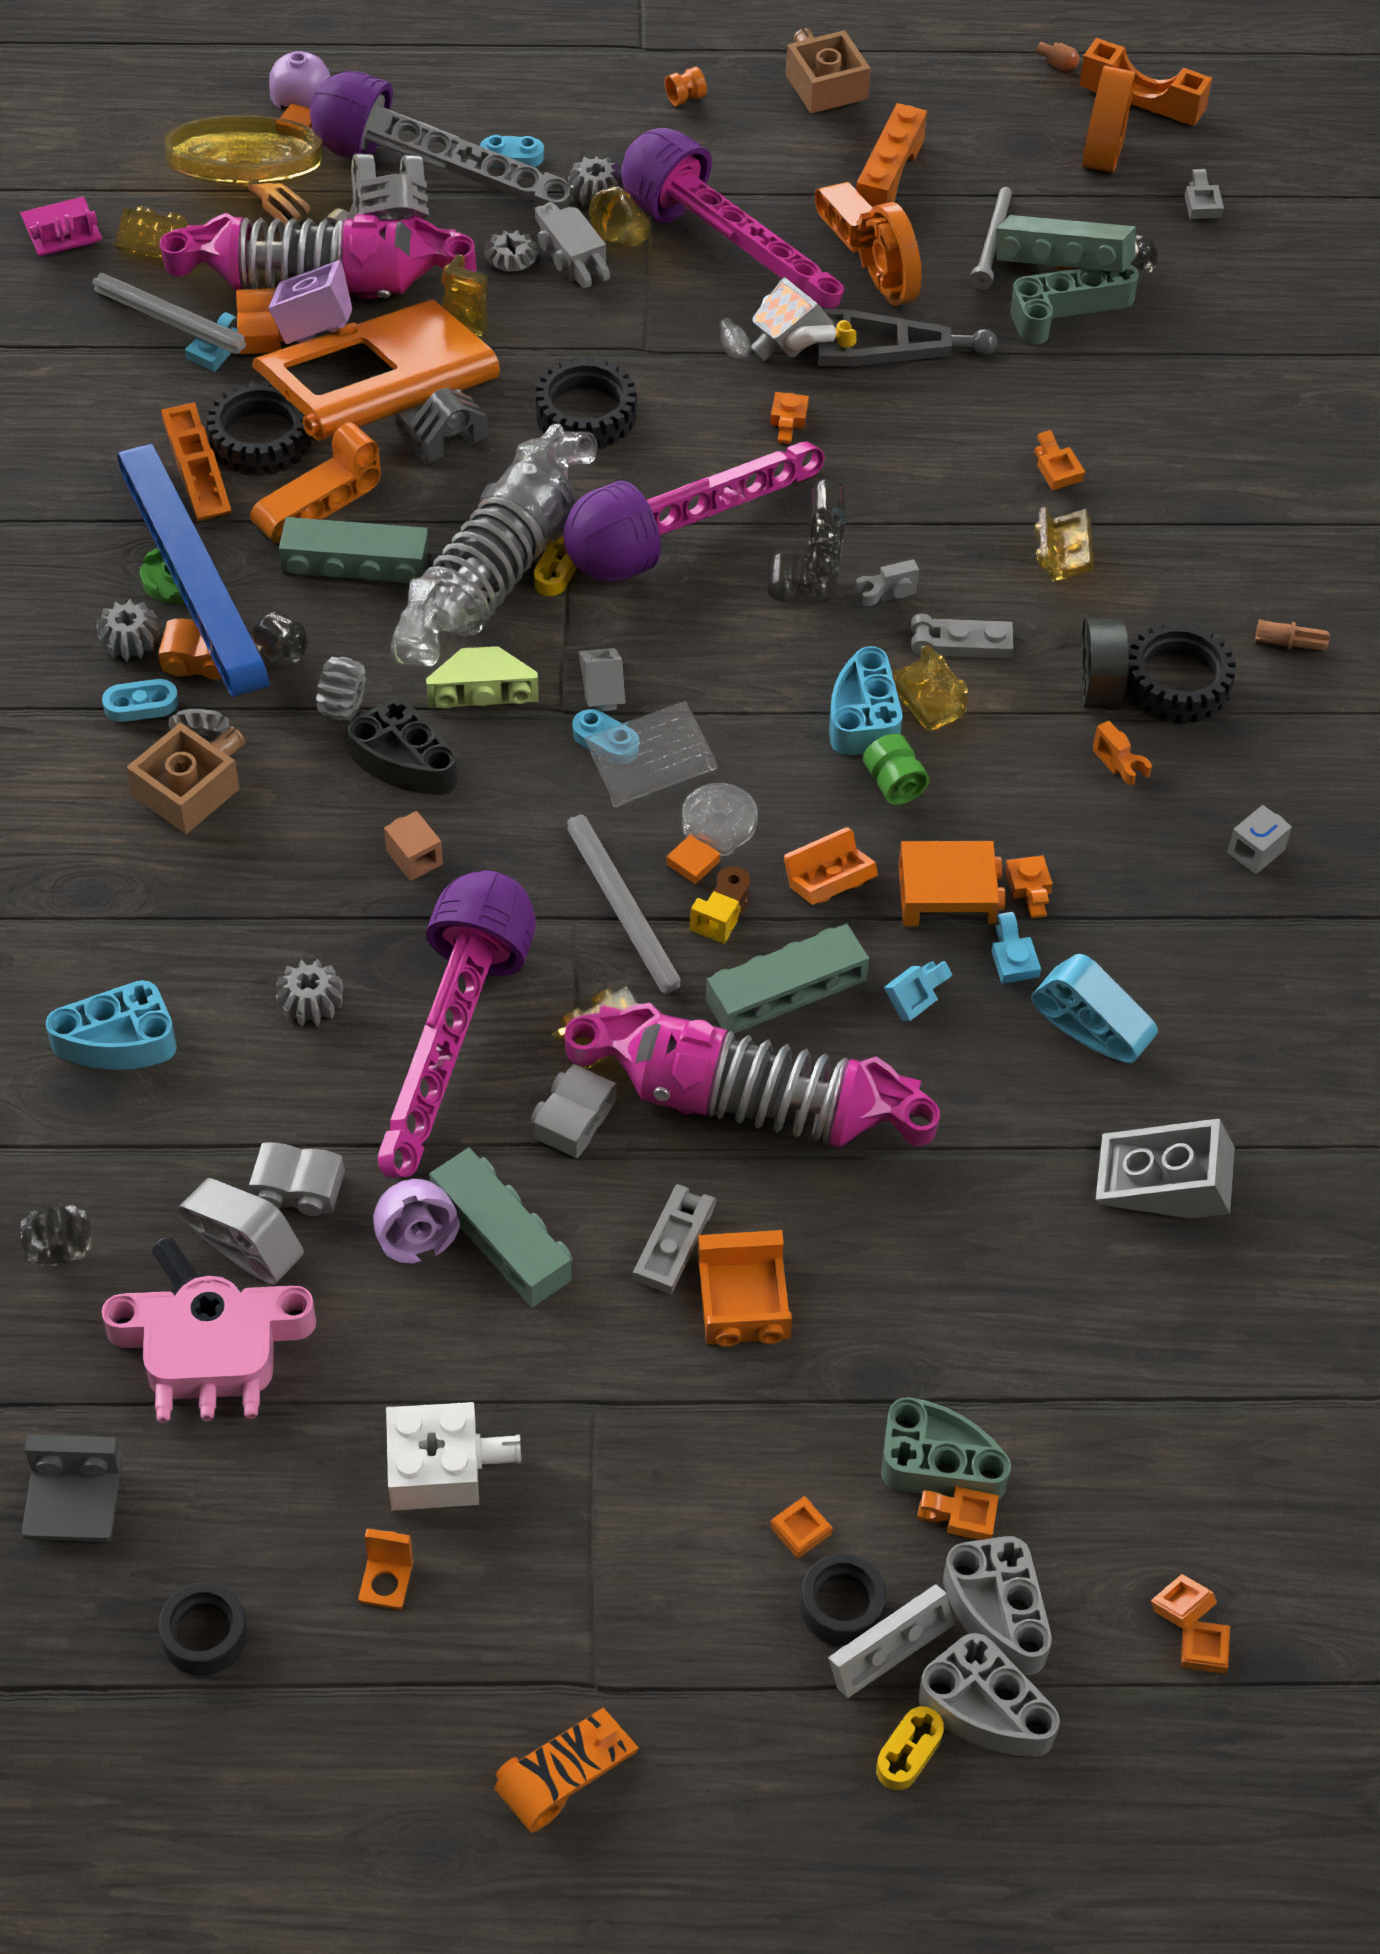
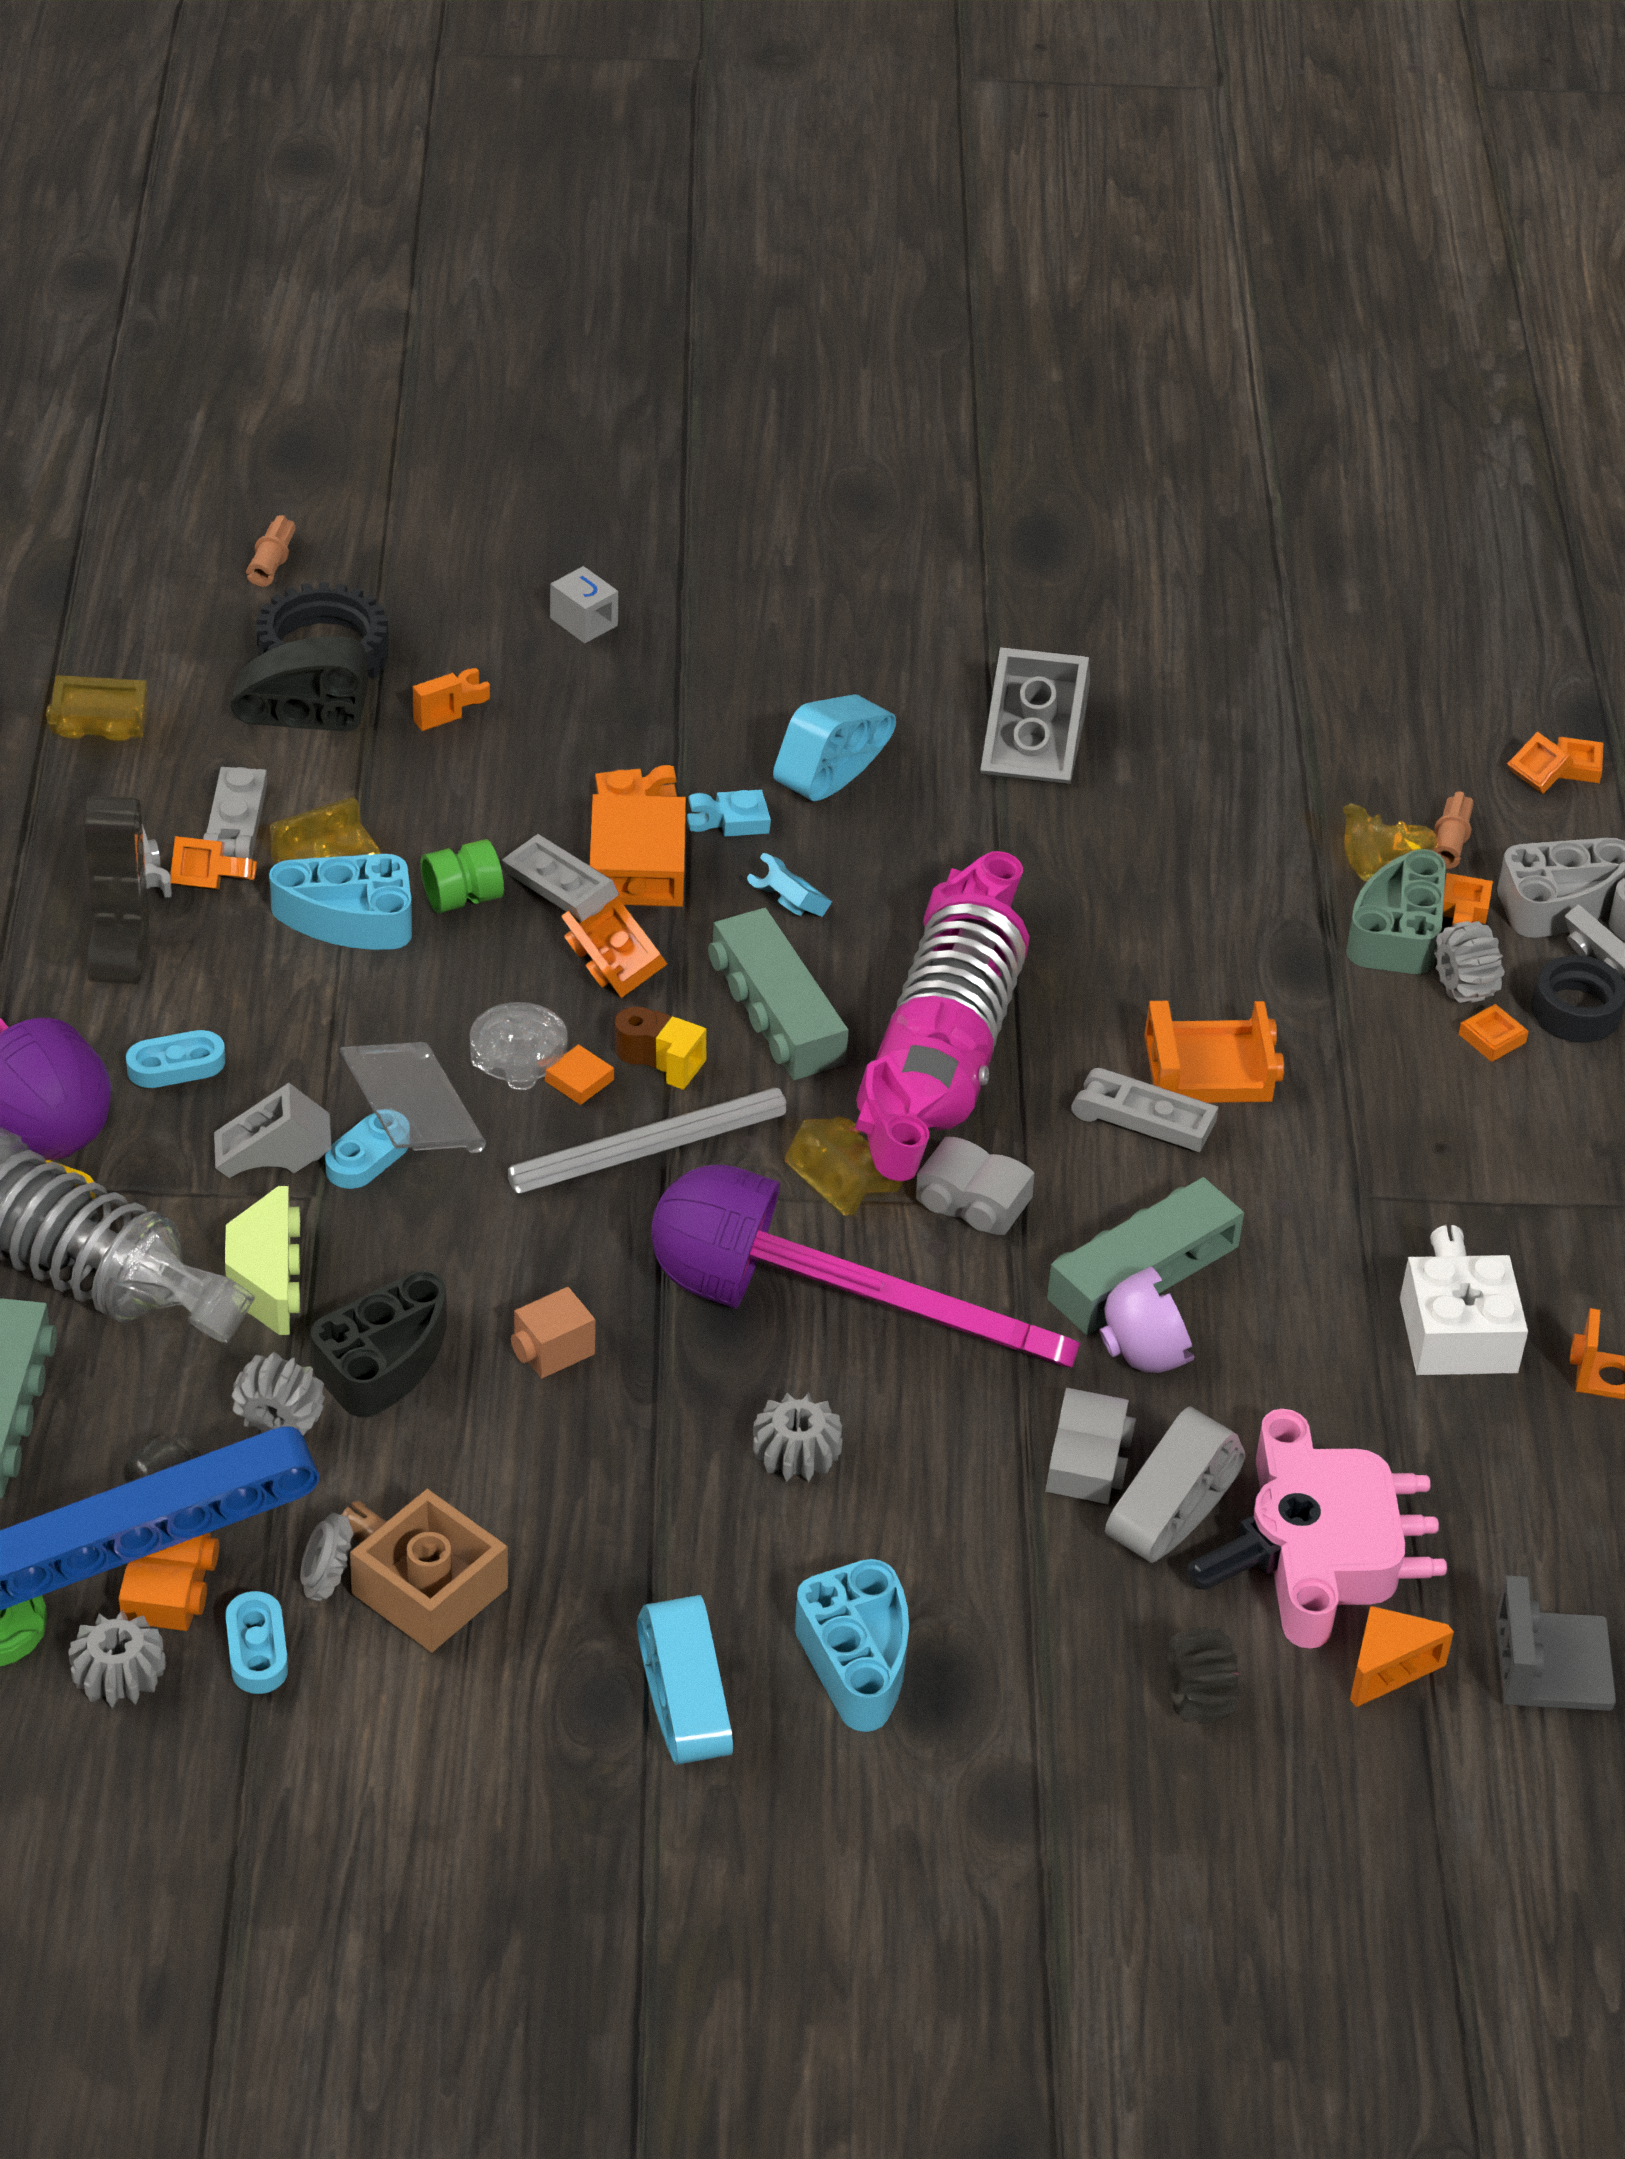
camera: 90 degrees left, 10 degrees down
(78, 919) = (684, 1679): none -> medium azure beam
(82, 1372) = (1397, 1651): none -> orange slope
(689, 626) = (175, 1059): none -> medium azure plate
(865, 1495) = (1469, 961): none -> light grey gear
(893, 618) = (202, 864): none -> orange plate
(904, 824) = (560, 877): none -> light grey plate
(1033, 1443) = (1373, 844): none -> clear yellow hair
(1074, 1514) = (1454, 828): none -> nougat axle

